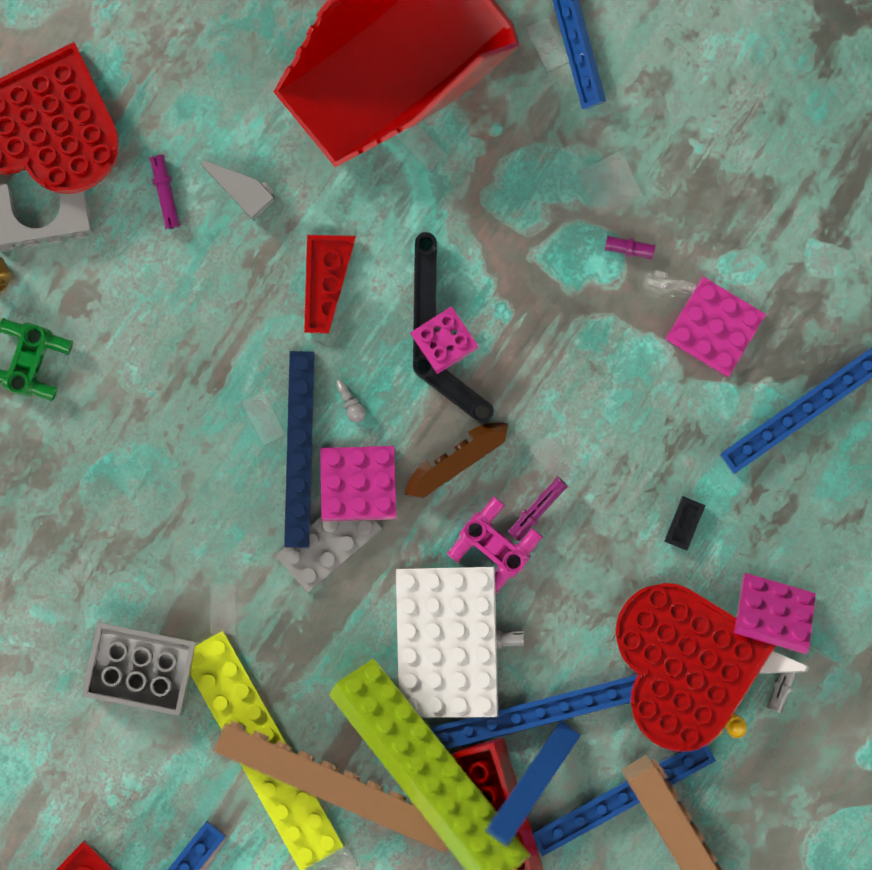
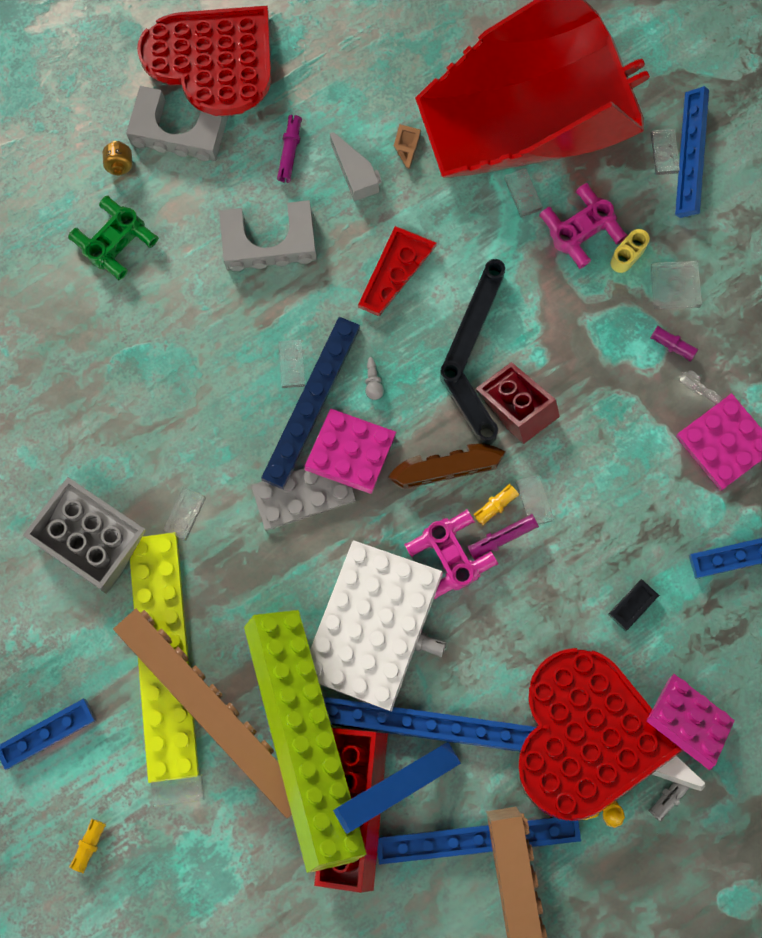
camera: 30 degrees right, 10 degrees down
(218, 294) = (296, 247): none -> light grey arch
(281, 138) = (406, 143): none -> medium nougat slope
(448, 347) = (479, 361): dark pink plate -> none
(495, 159) = (583, 225): none -> dark pink piece
(501, 369) = (519, 402): none -> dark red slope
(518, 479) = (496, 504): none -> yellow pin
(549, 167) = (630, 250): none -> light yellow beam

